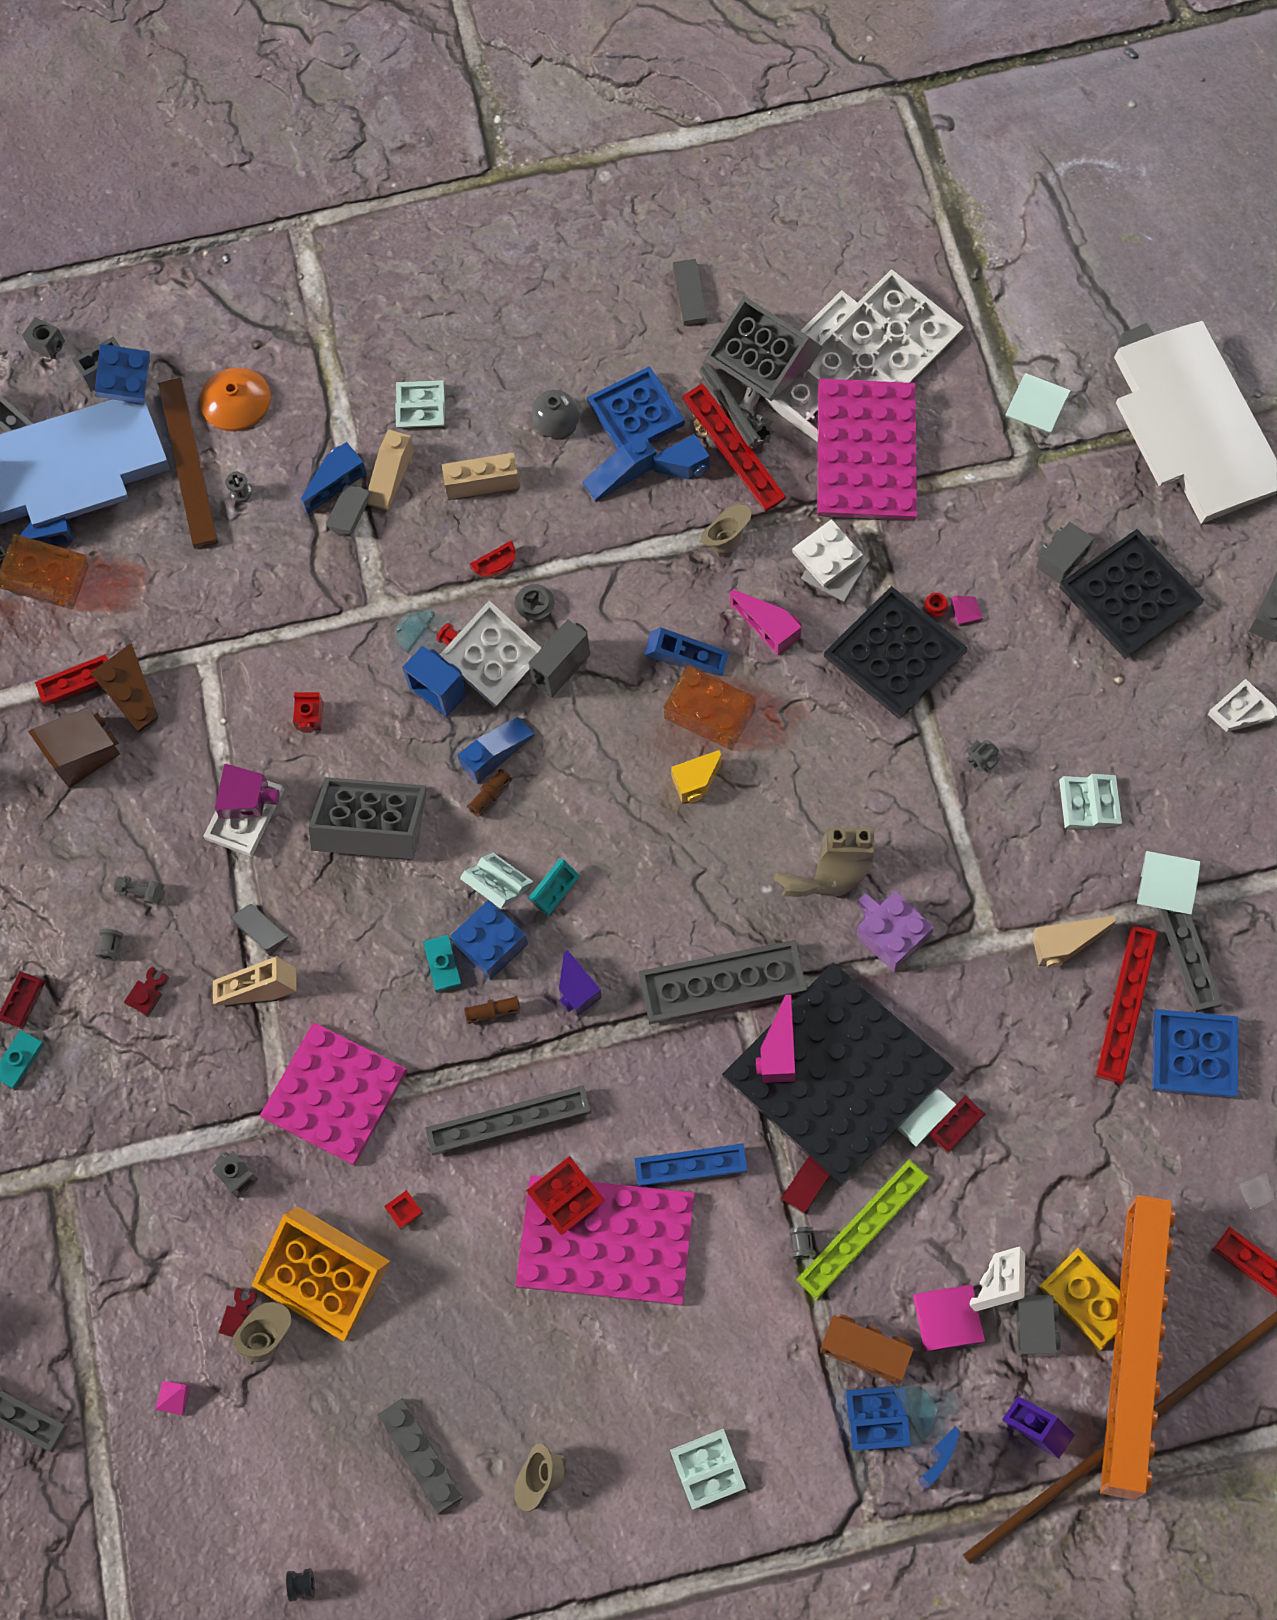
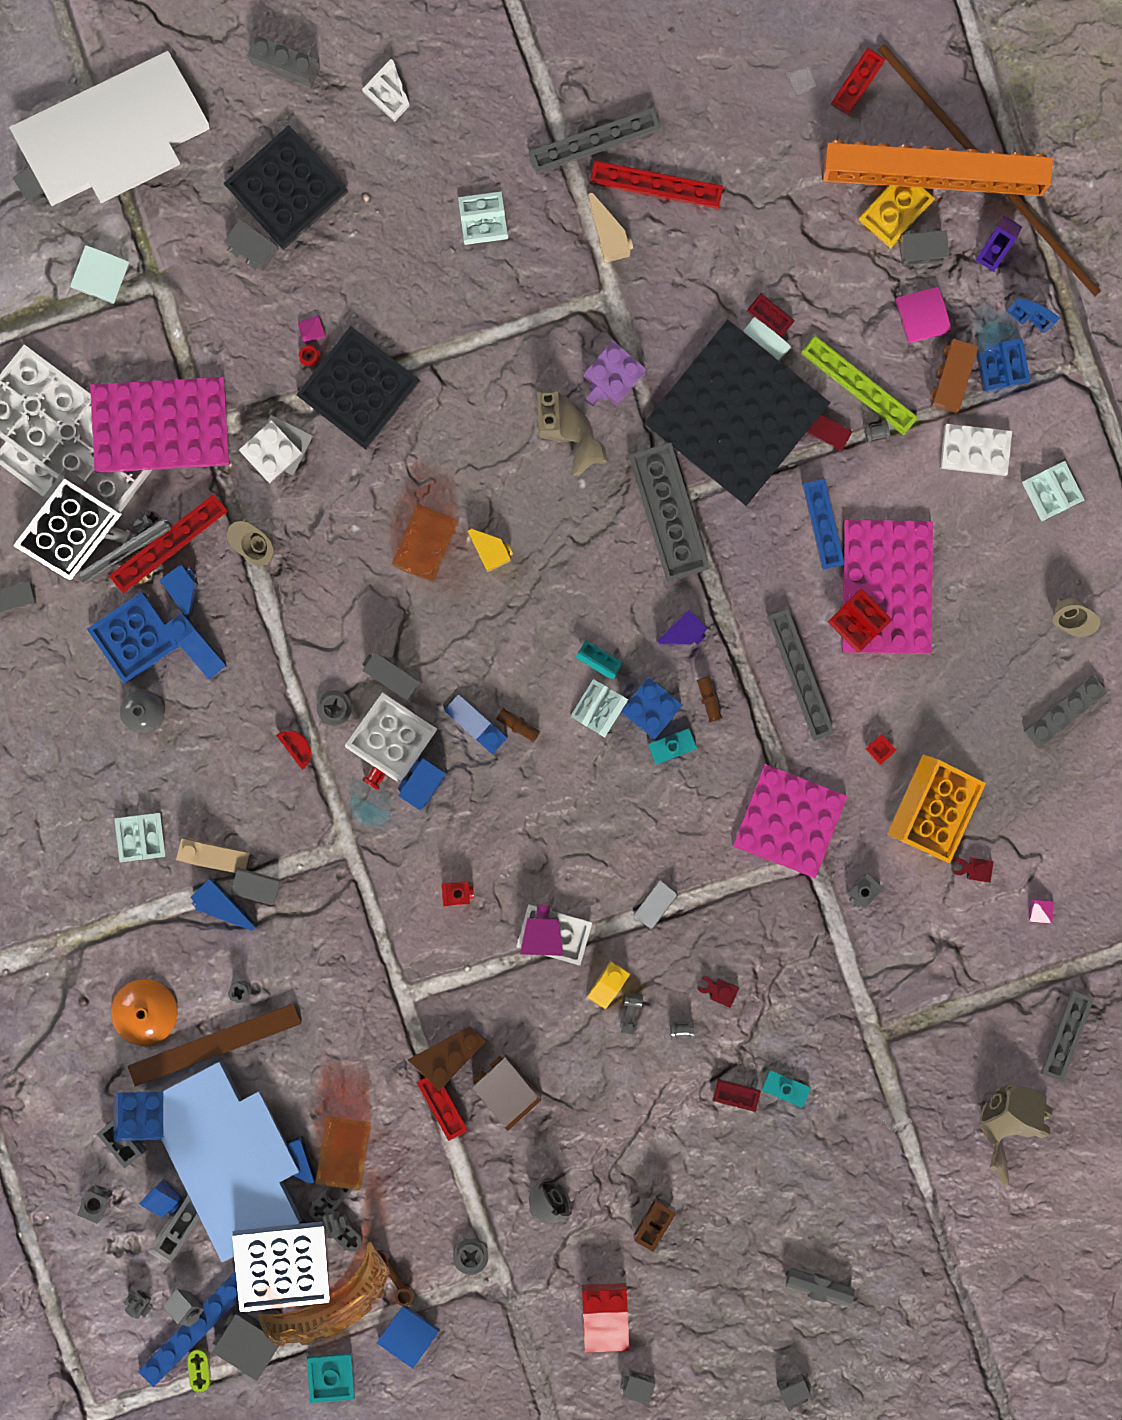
camera: 100 degrees left, 20 degrees up
(34, 396) = (161, 1199): none -> blue slope
(178, 868) = (608, 984): none -> yellow slope
(256, 983) = (706, 899): tan slope -> none
(262, 1332) = (988, 846): dark tan piece -> none
(367, 818) = (549, 826): dark grey slope -> none
(480, 476) = (213, 770): tan brick -> none
(684, 651) = (374, 569): blue slope -> none
(769, 621) = (340, 496): dark pink slope -> none
(769, 1371) = (976, 449): none -> white plate
(777, 1050) = (729, 459): dark pink slope -> none
(983, 755) = (451, 308): dark grey gear -> none
(1002, 1281) = (893, 273): white wing -> none
(1168, 882) = (555, 150): light aqua slope -> none
(1195, 1054) = (695, 128): blue plate -> none

